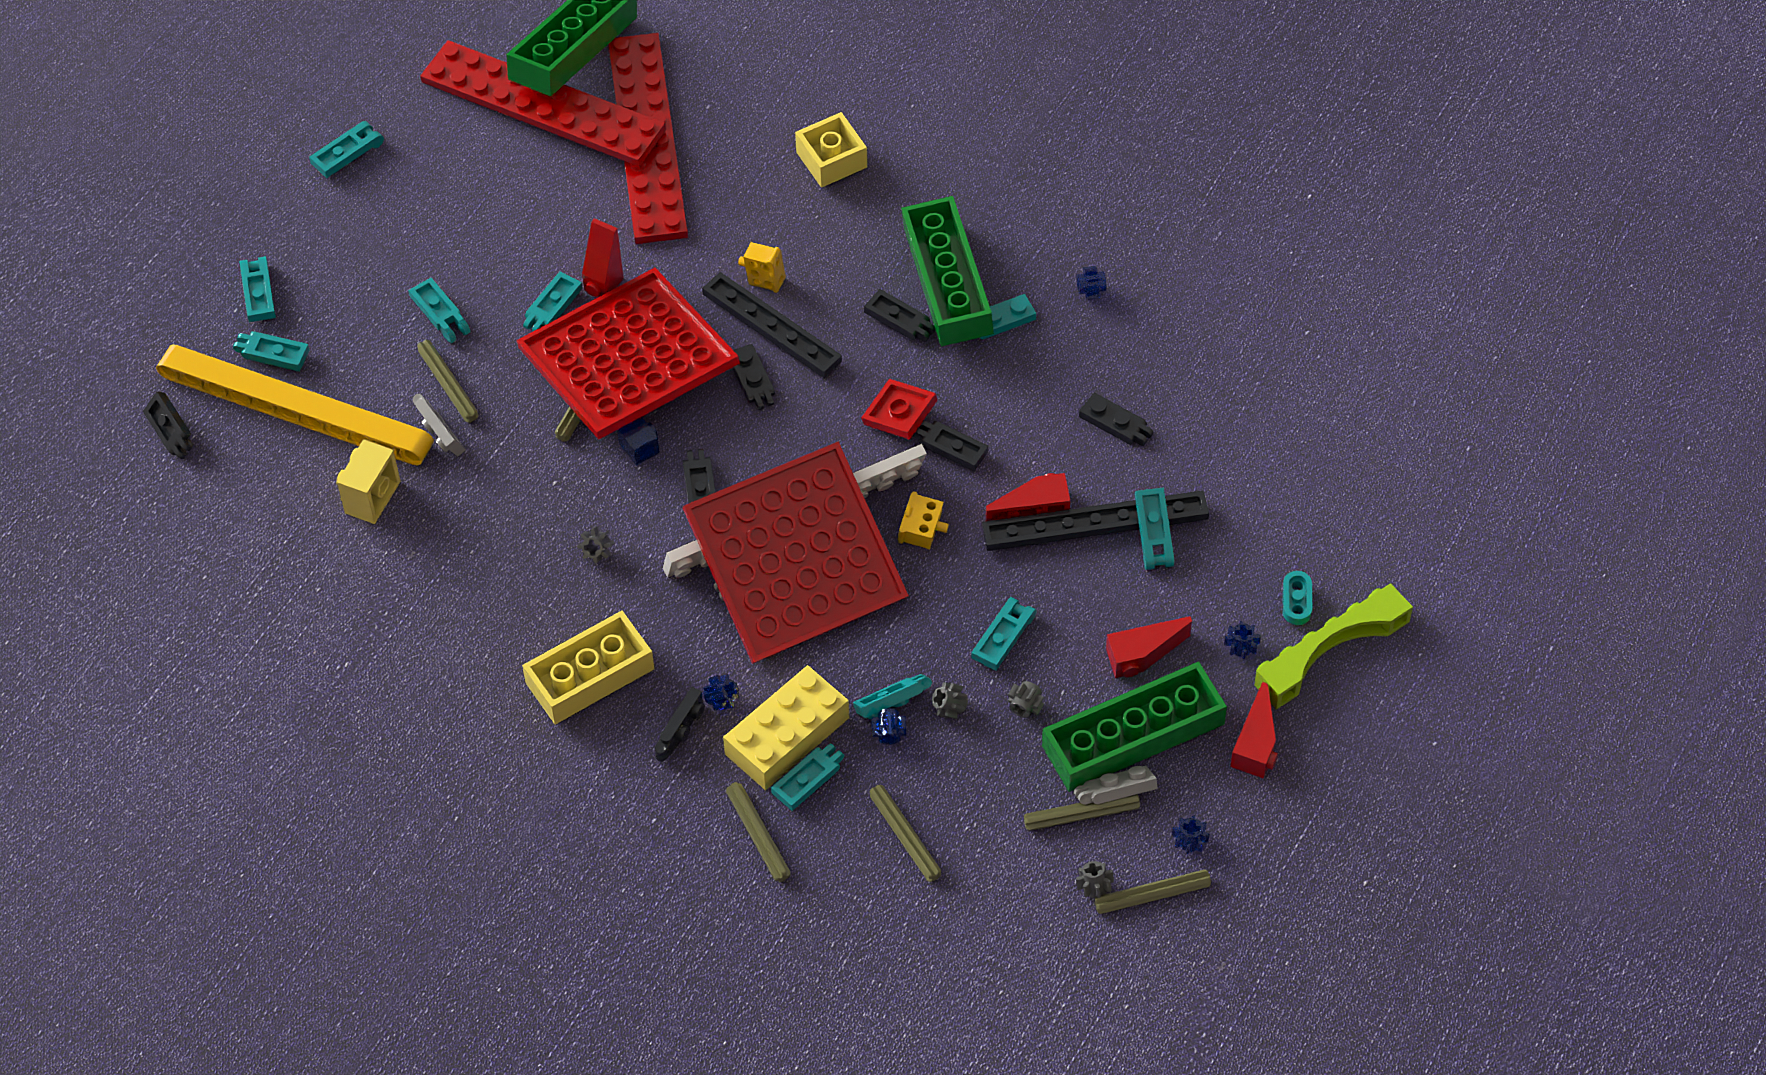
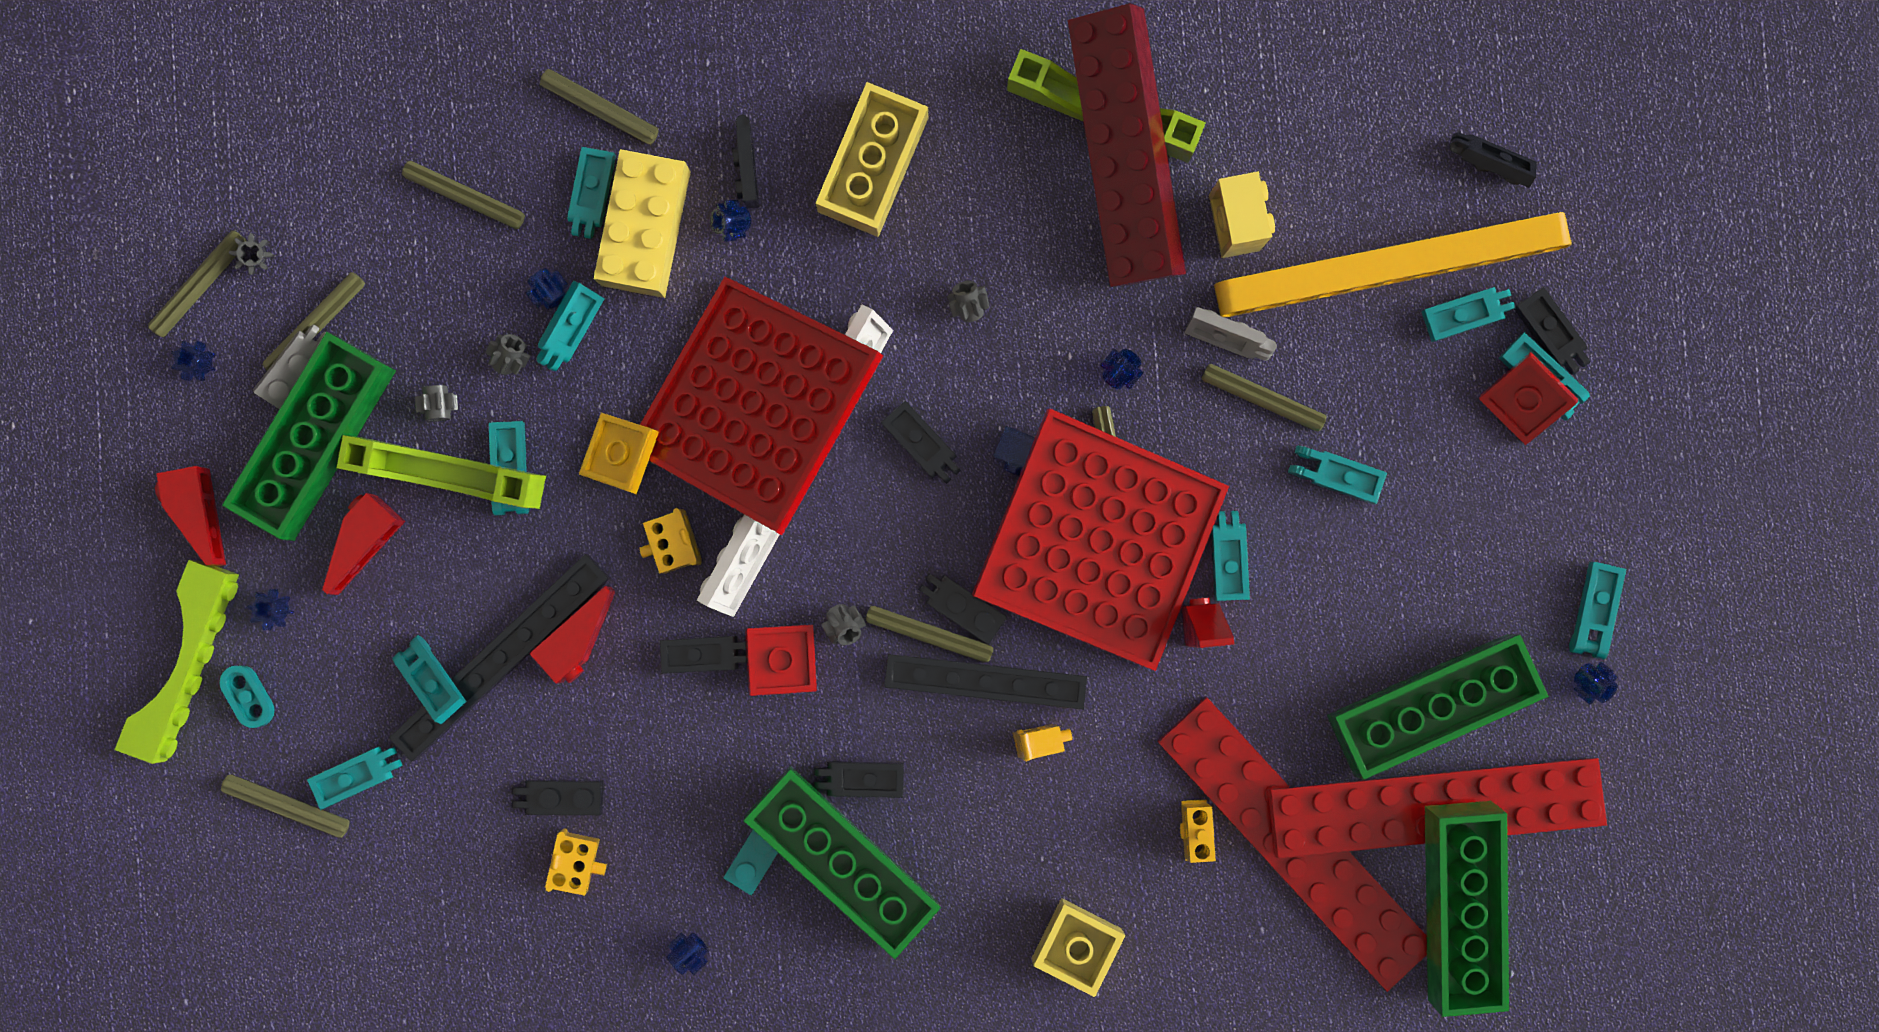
camera: 145 degrees right, 30 degrees up
(227, 310) = (1553, 330): none -> black hinge
(281, 276) = (1528, 398): none -> red plate
(385, 110) = (1595, 683): none -> clear blue gear
(407, 559) = (1126, 145): none -> dark red brick
(414, 630) = (1058, 89): none -> lime arch
(494, 149) = (1437, 705): none -> green brick
(527, 445) = (1121, 369): none -> clear blue gear
(703, 169) = (1197, 831): none -> yellow piece
(787, 373) = (929, 634): none -> olive axle
(840, 404) = (843, 624): none -> dark grey gear
(916, 593) = (618, 453): none -> yellow tile
(1014, 608) = (441, 471): none -> lime arch
(1132, 375) = (564, 860): none -> yellow piece
(1251, 507) = (353, 777): none -> teal hinge
(1315, 519) = (285, 806): none -> olive axle

